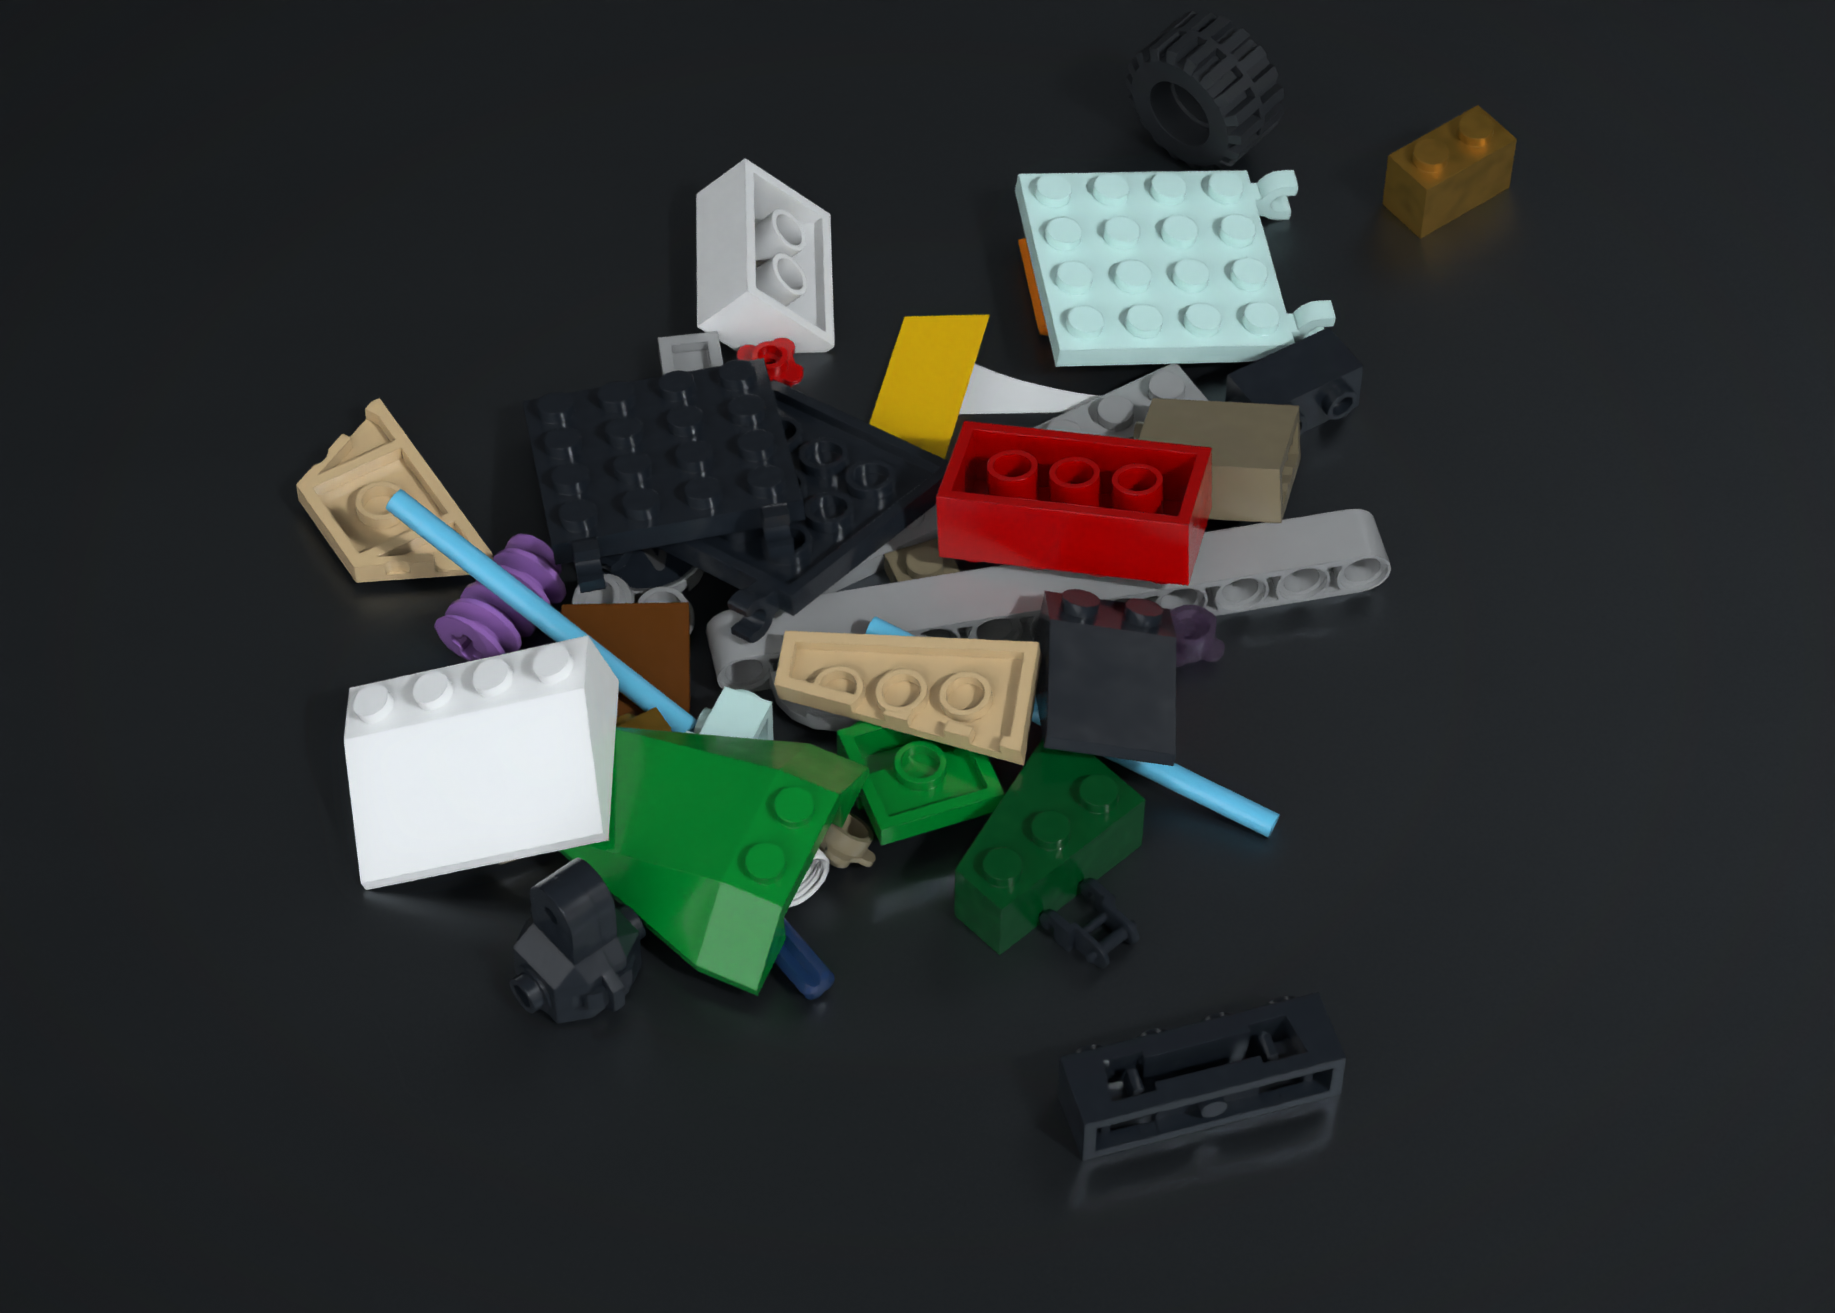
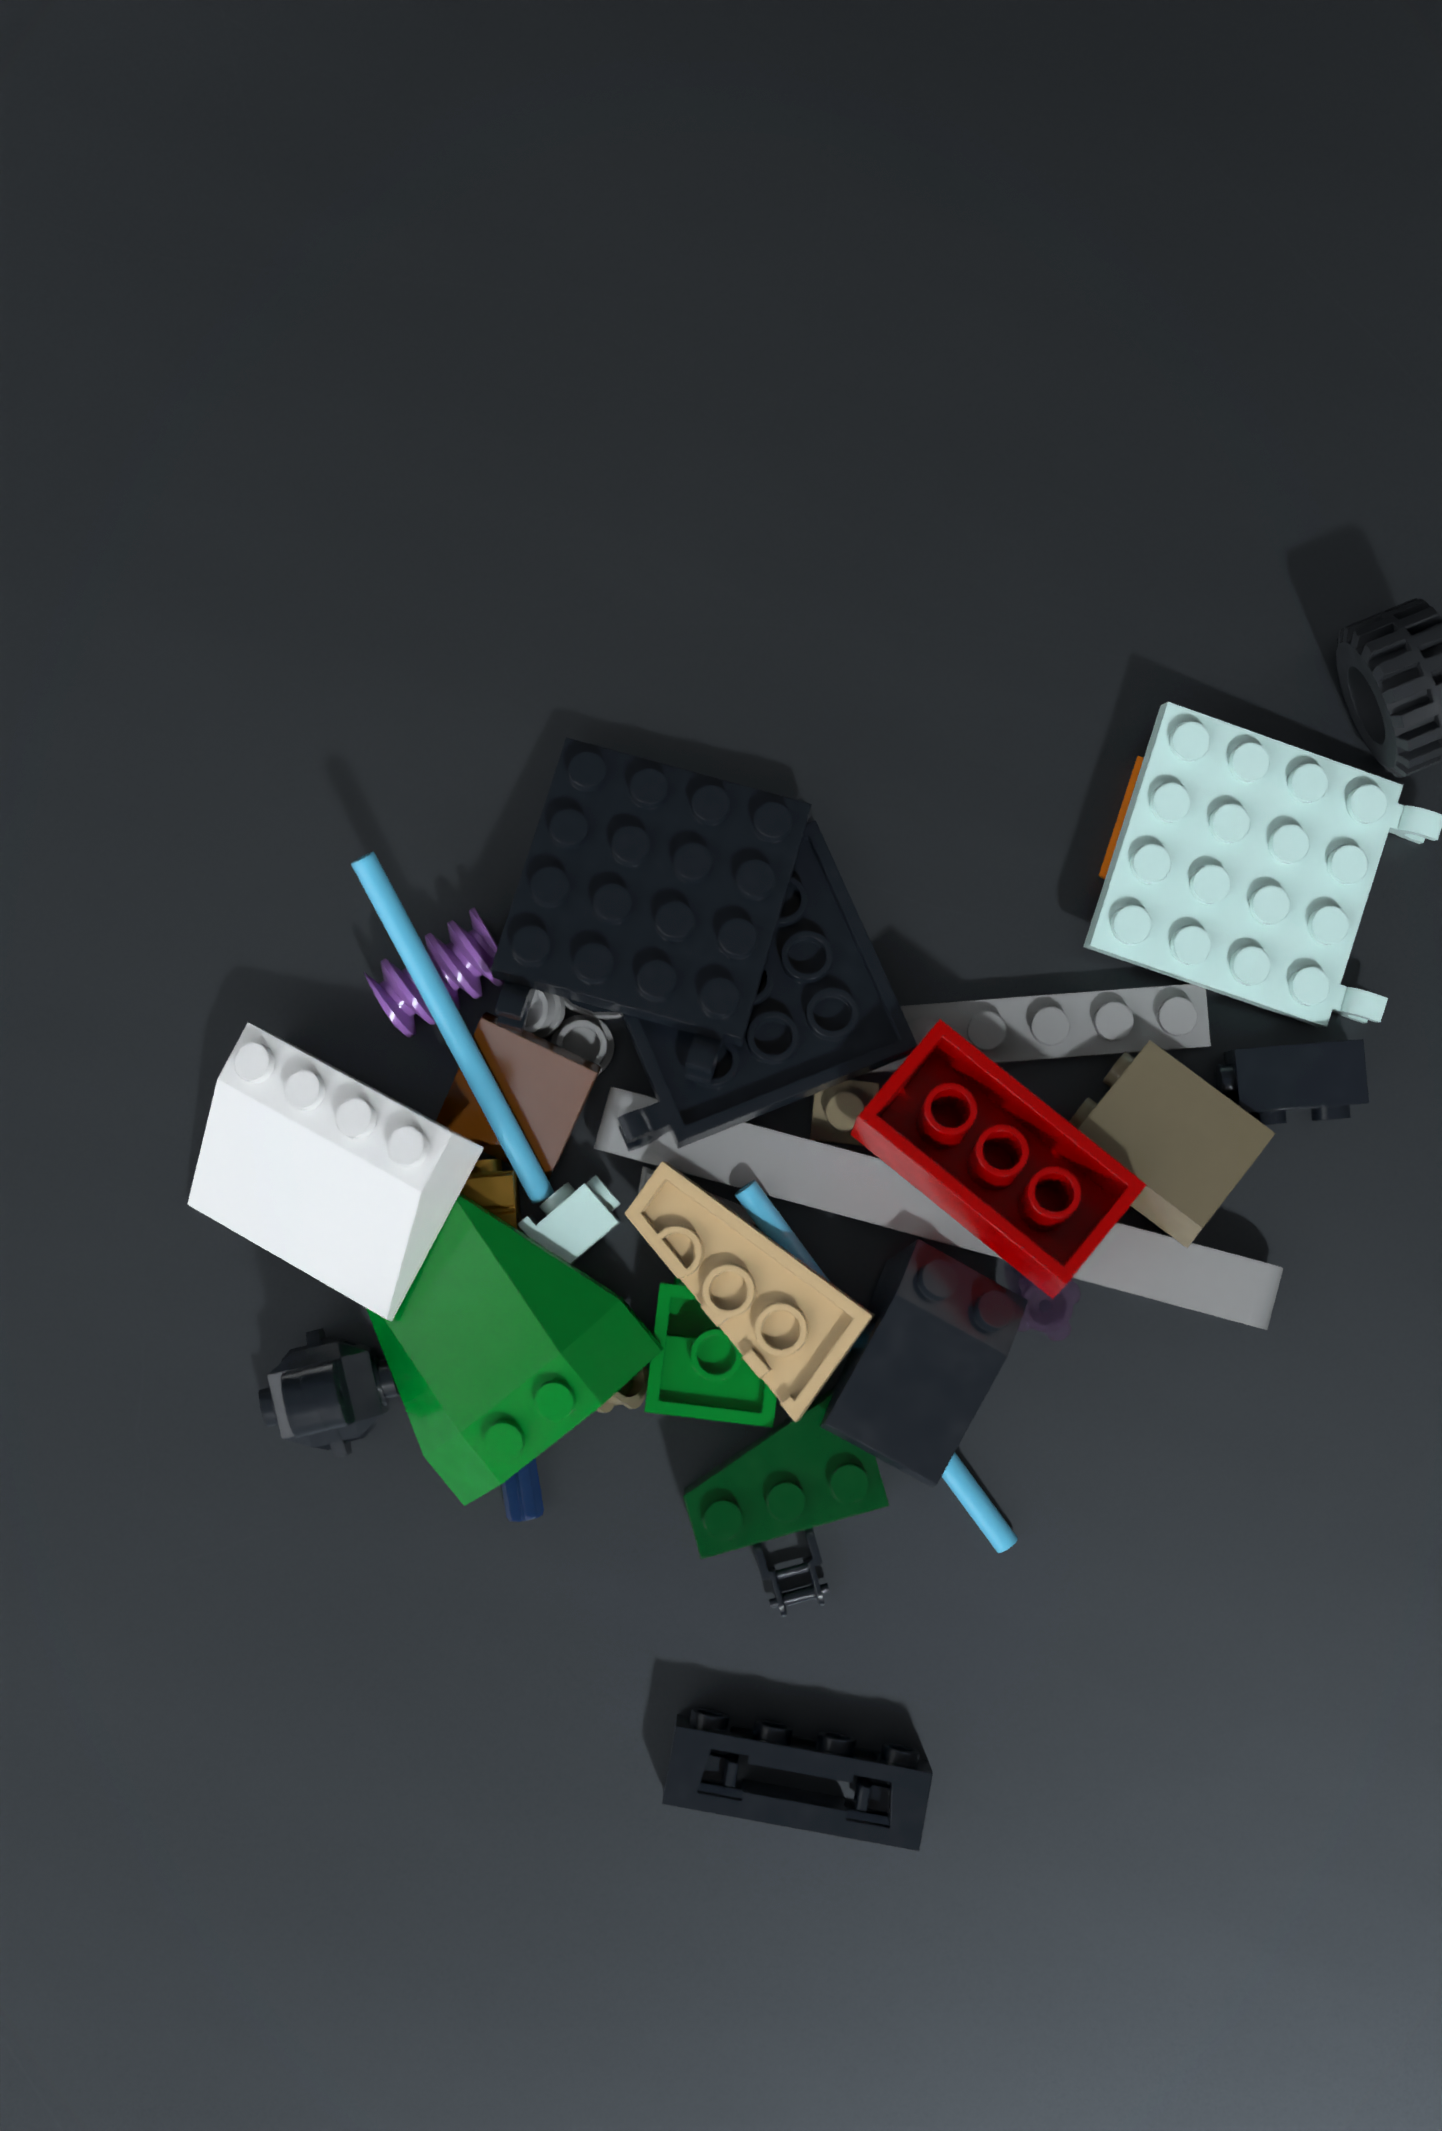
camera: 30 degrees right, 35 degrees up
(350, 498) = (391, 790): tan wing -> none
(689, 352) = (750, 756): light grey plate -> none
(763, 262) = (876, 672): white slope -> none
(777, 358) = (838, 782): red plate -> none
(928, 379) = (956, 894): yellow sticker -> none
(1001, 394) = (1013, 913): white sticker -> none

